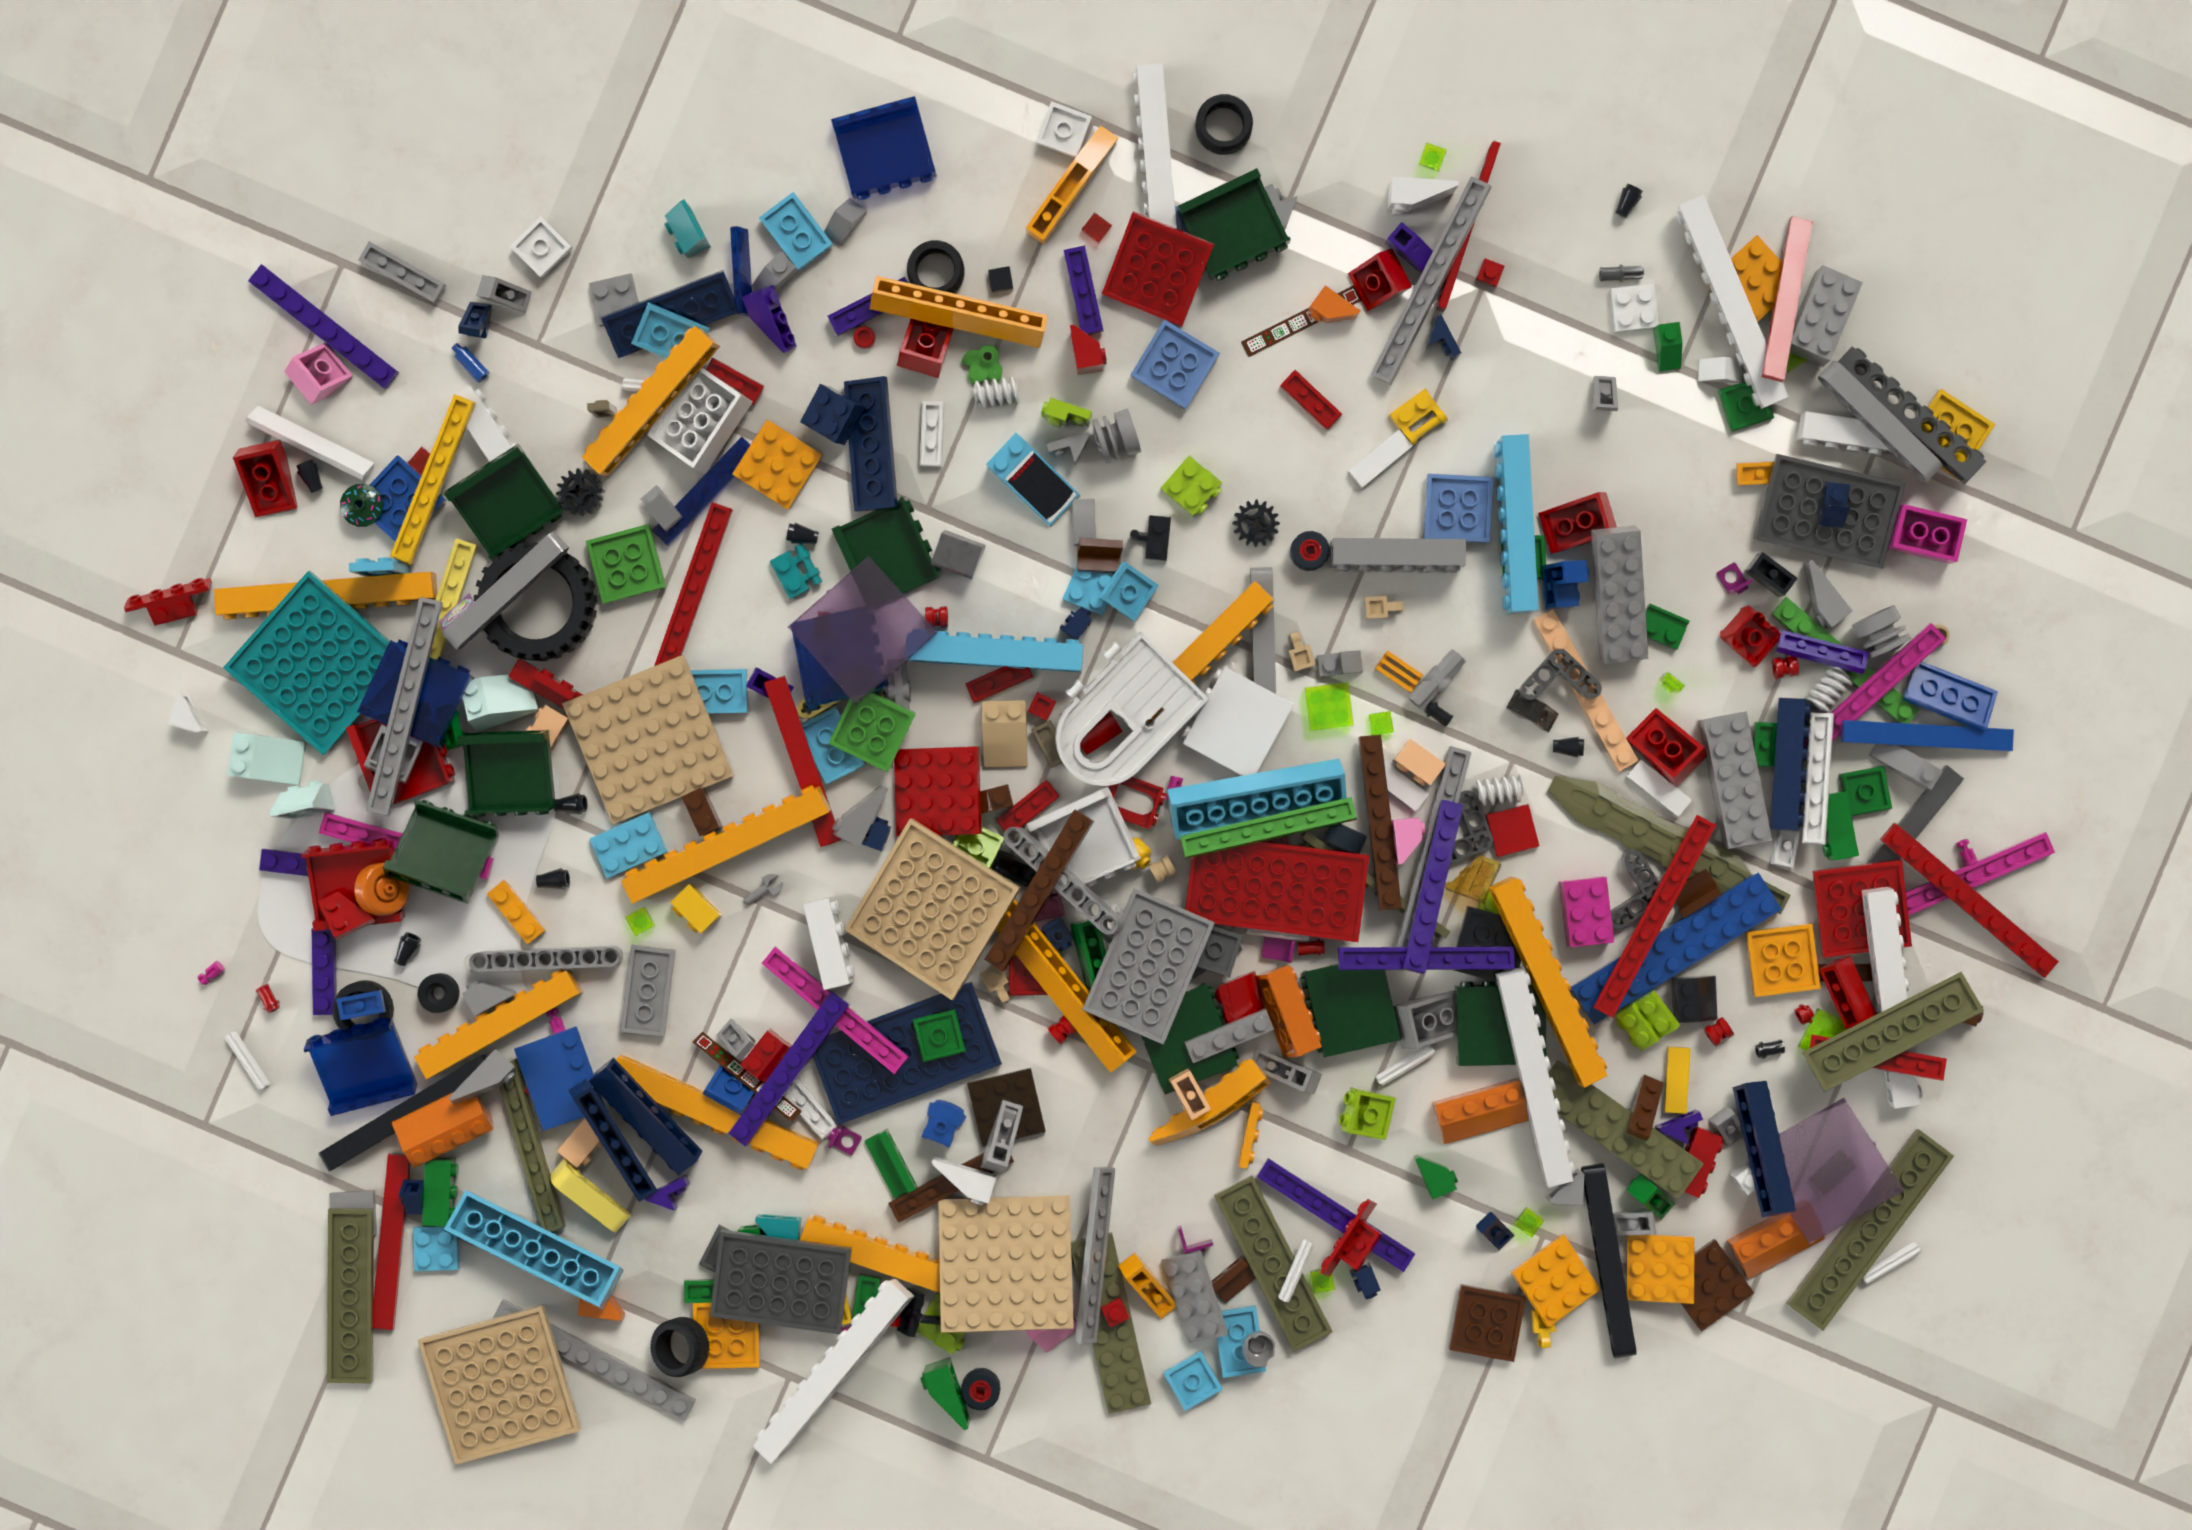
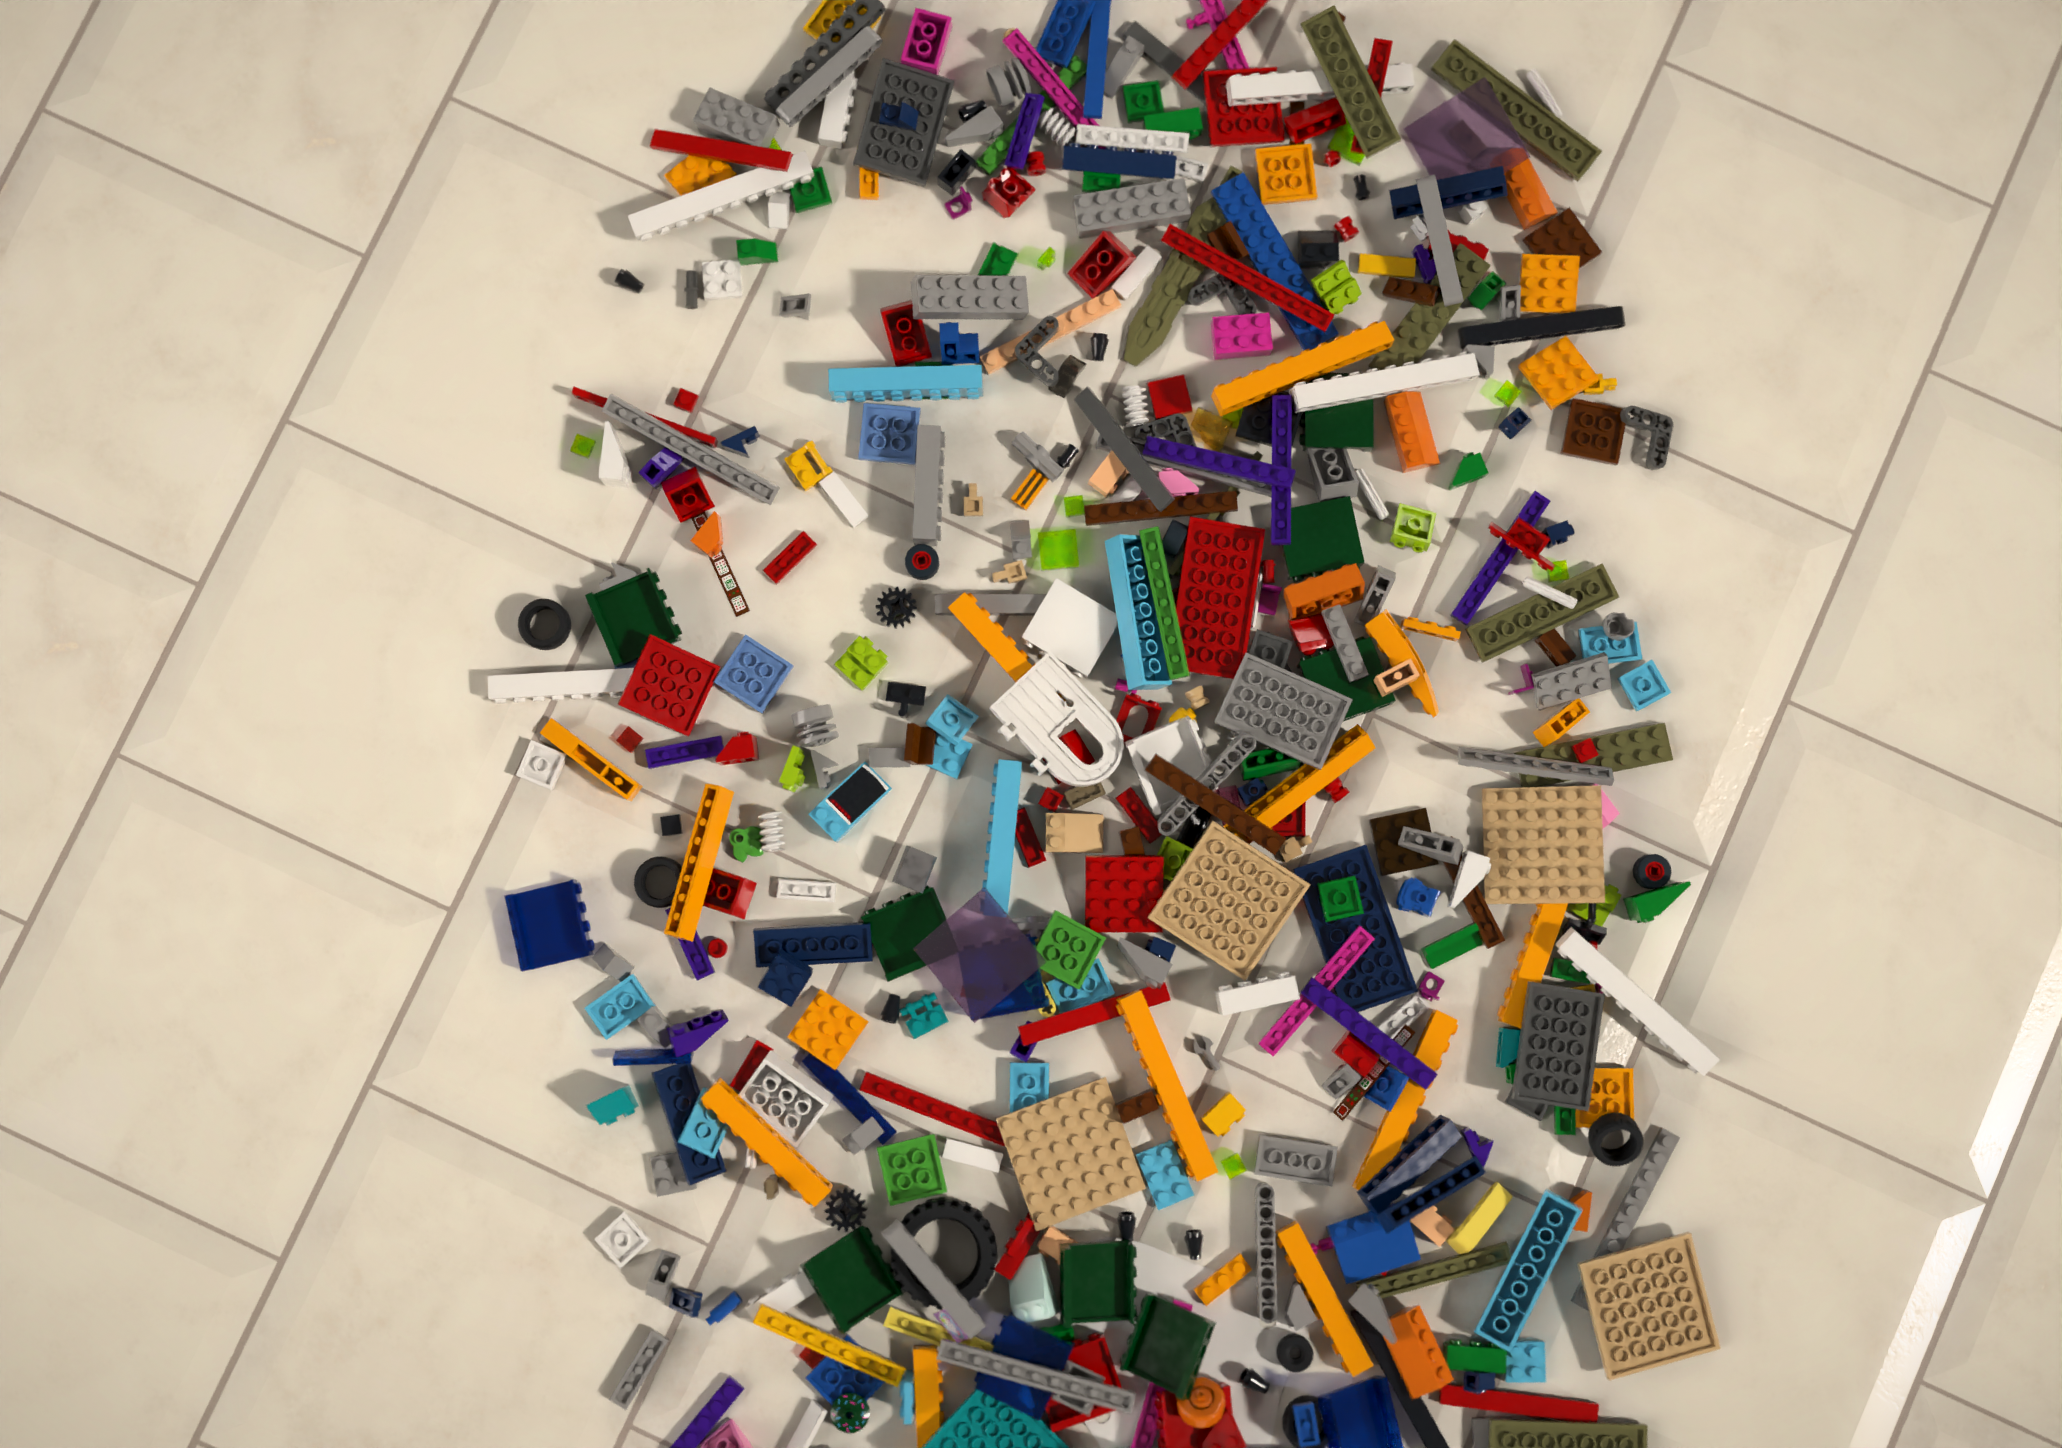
camera: 90 degrees left, 5 degrees down
(644, 630) = (972, 1155): none -> white tile
(931, 616) = (968, 894): red wheel -> none
(1077, 623) = (978, 766): dark blue brick -> none
(1446, 778) = (1124, 449): none -> dark grey tile
(1490, 1396) = (1657, 432): none -> dark grey beam
(1704, 1138) = (1439, 240): none -> light grey beam
(1847, 590) = (970, 110): none -> black cone

